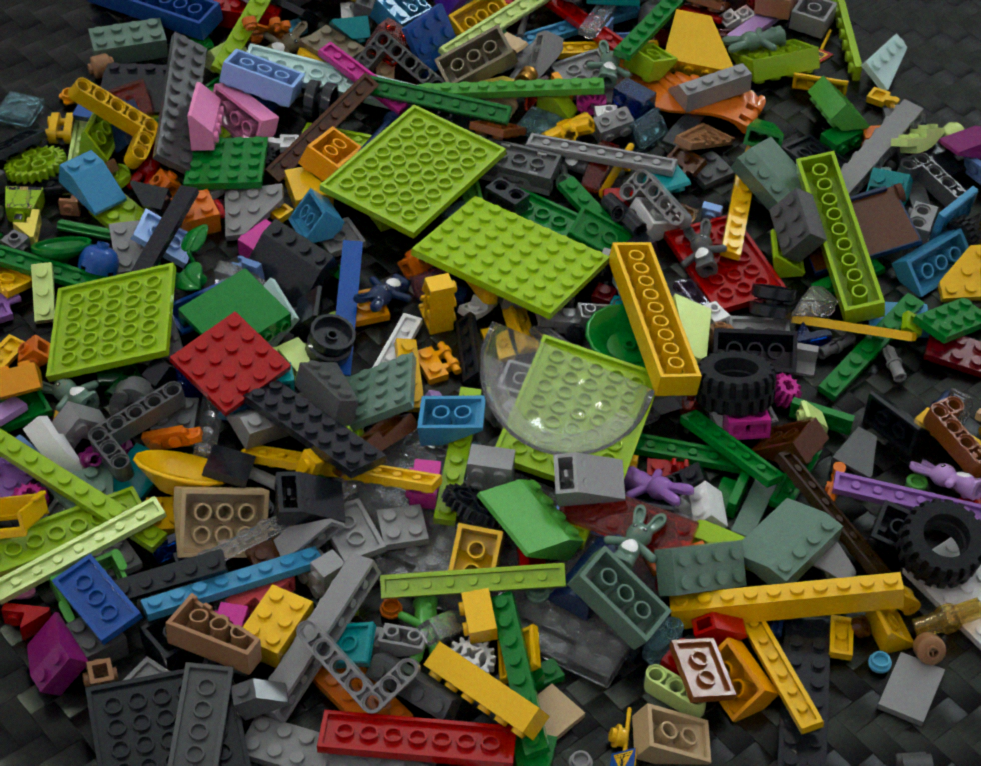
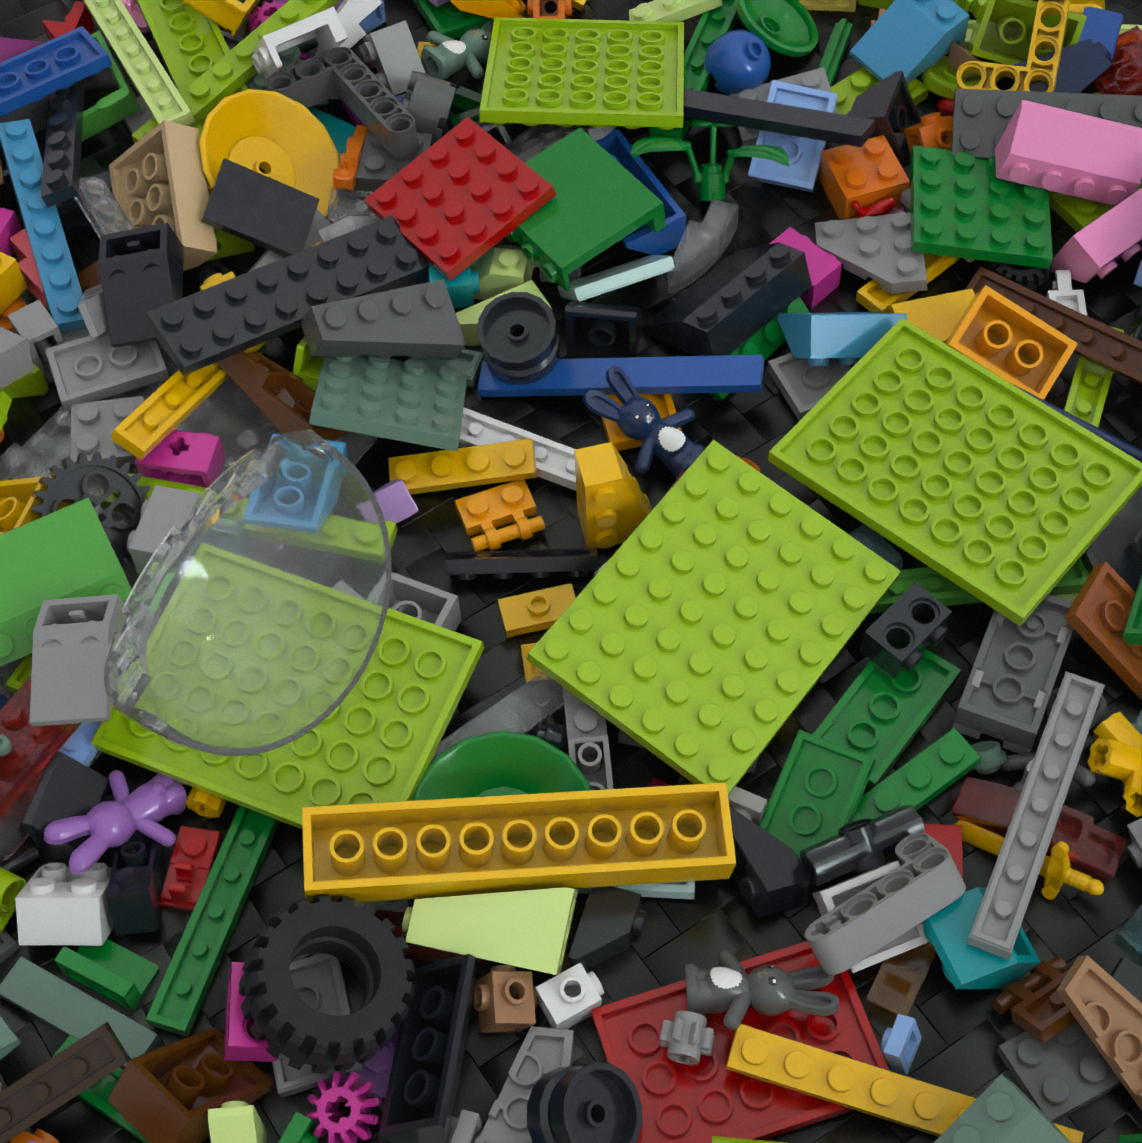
camera: 100 degrees right, 10 degrees up
(88, 451) = (323, 26): none -> white panel
(250, 265) = (720, 247): medium blue plate -> none
(690, 291) = (639, 964): clear purple brick -> none
(729, 269) = (686, 1037): none -> light grey gear
(732, 448) = (170, 976): green plate -> none

